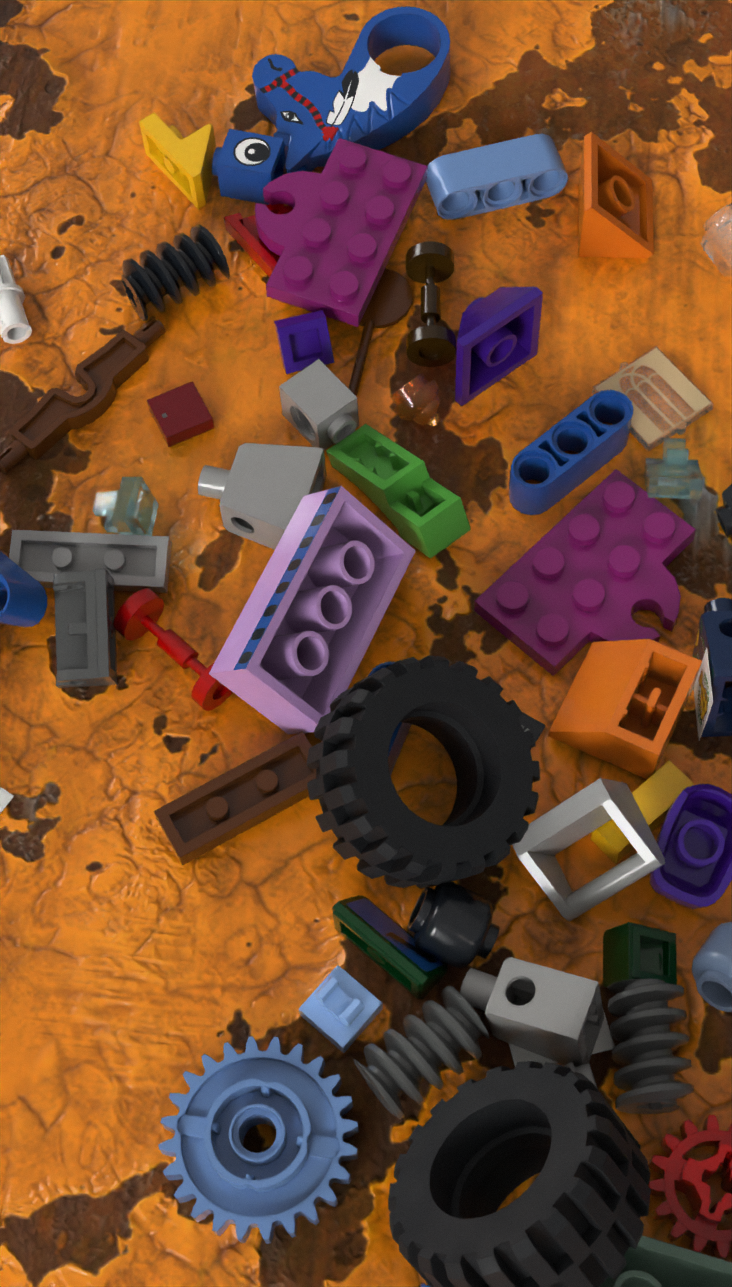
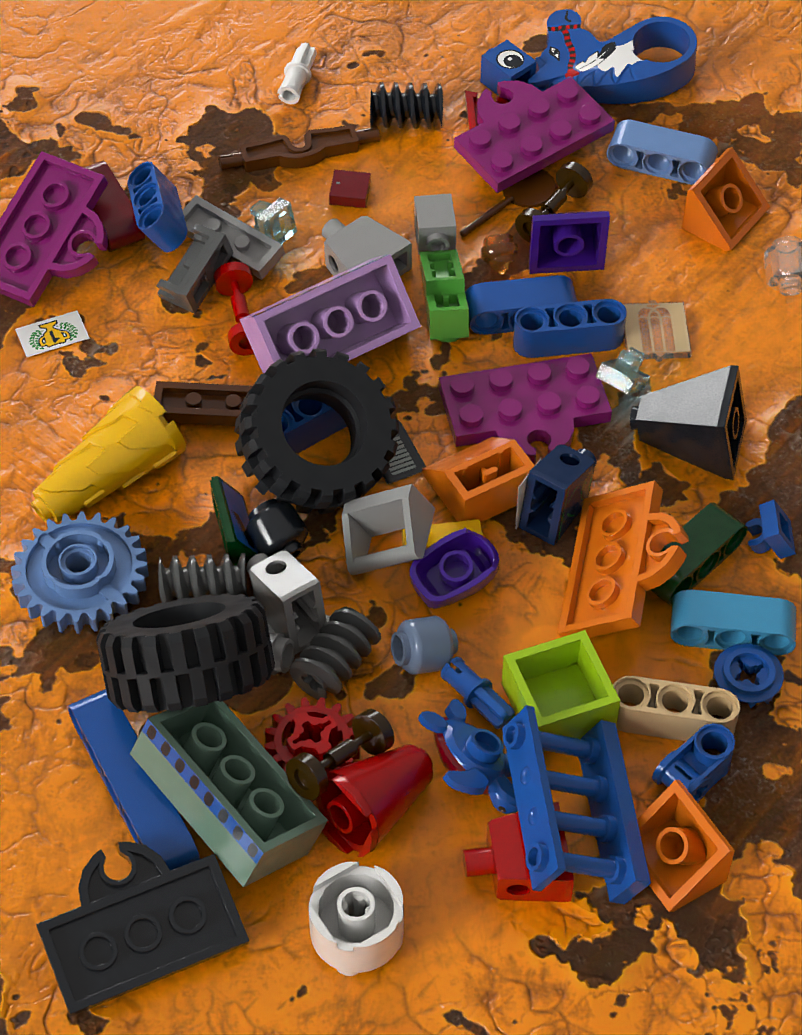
camera: 30 degrees right, 10 degrees down
(181, 159) = (470, 44): yellow slope -> none
(181, 953) = (112, 455): none -> yellow cone
(304, 341) = (457, 181): dark purple tile -> none
(340, 1008) = (179, 537): light blue tile -> none
(482, 458) = (496, 303): none -> blue beam
(639, 953) = (381, 611): dark green slope -> none

